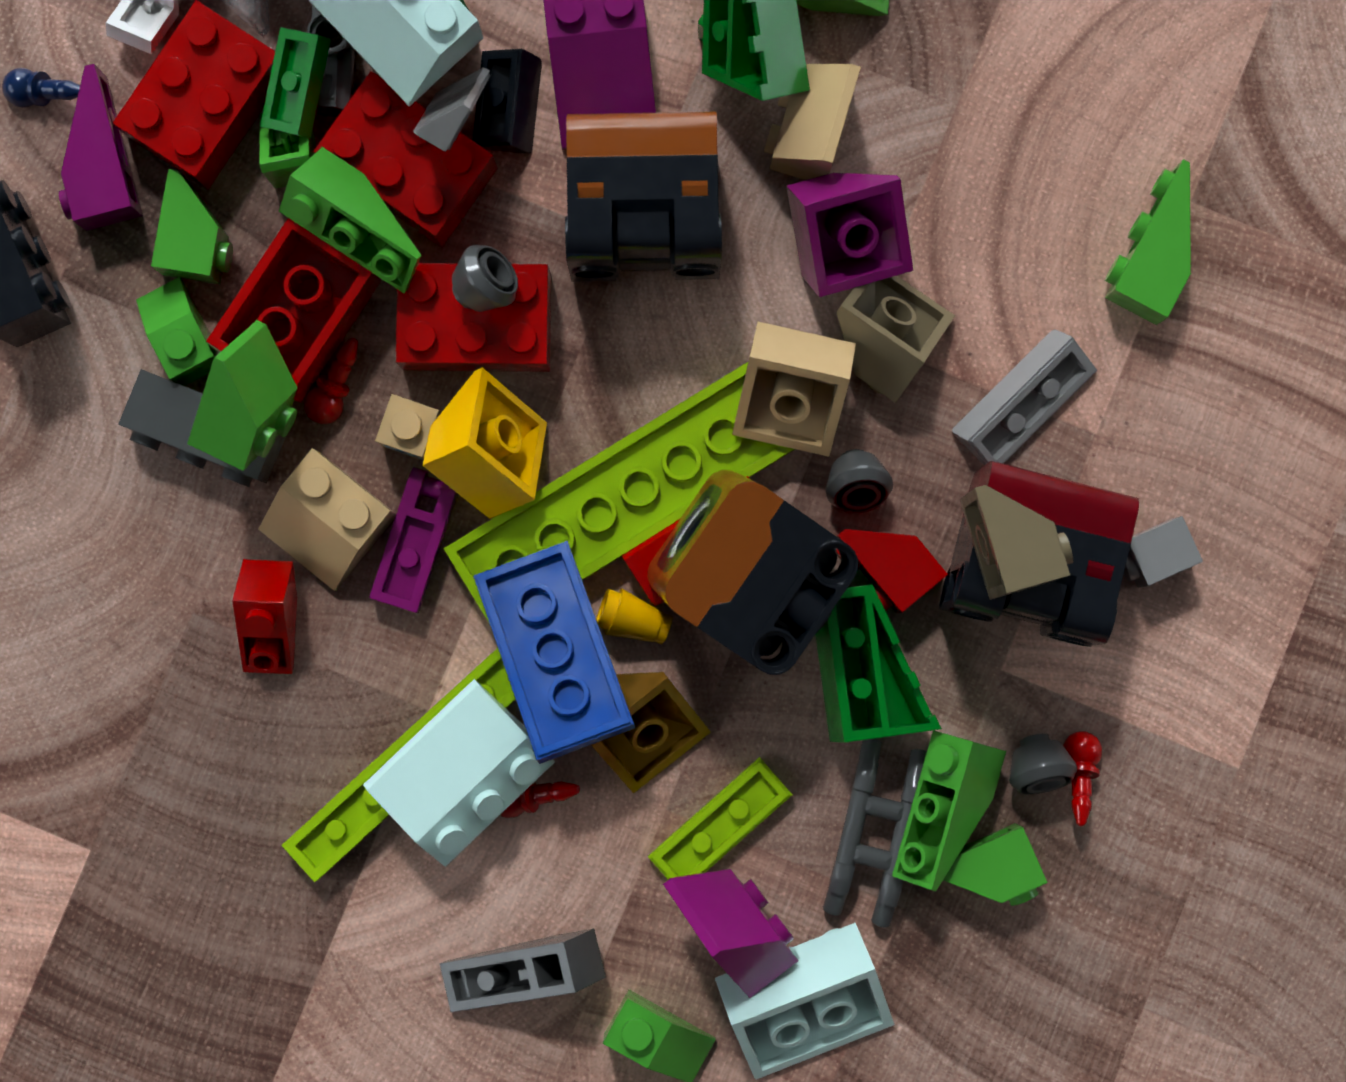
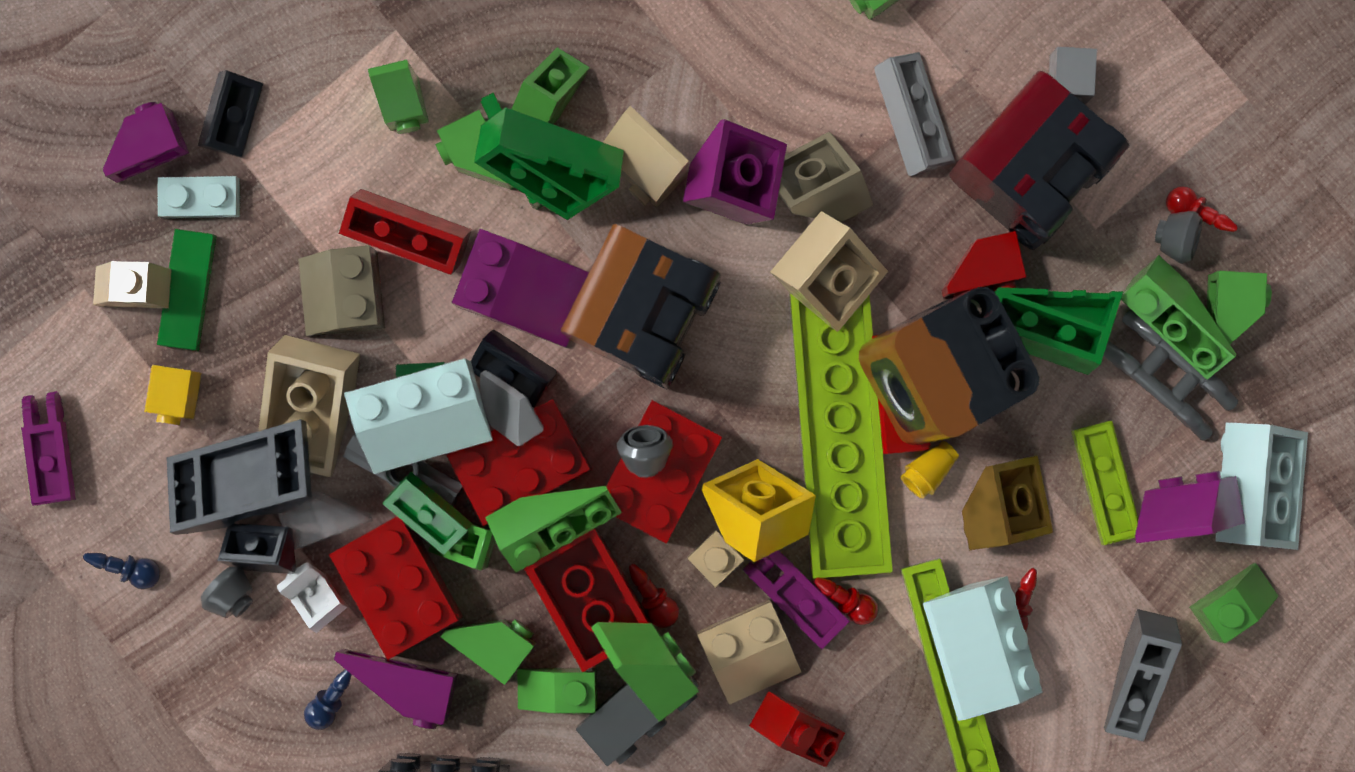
camera: 60 degrees left, 0 degrees up
(439, 620) = (859, 606): none -> red bar
(553, 652) = (932, 536): blue tile -> none
(858, 482) = (915, 260): dark grey cone -> none
(1013, 543) = (1039, 175): dark tan slope -> none

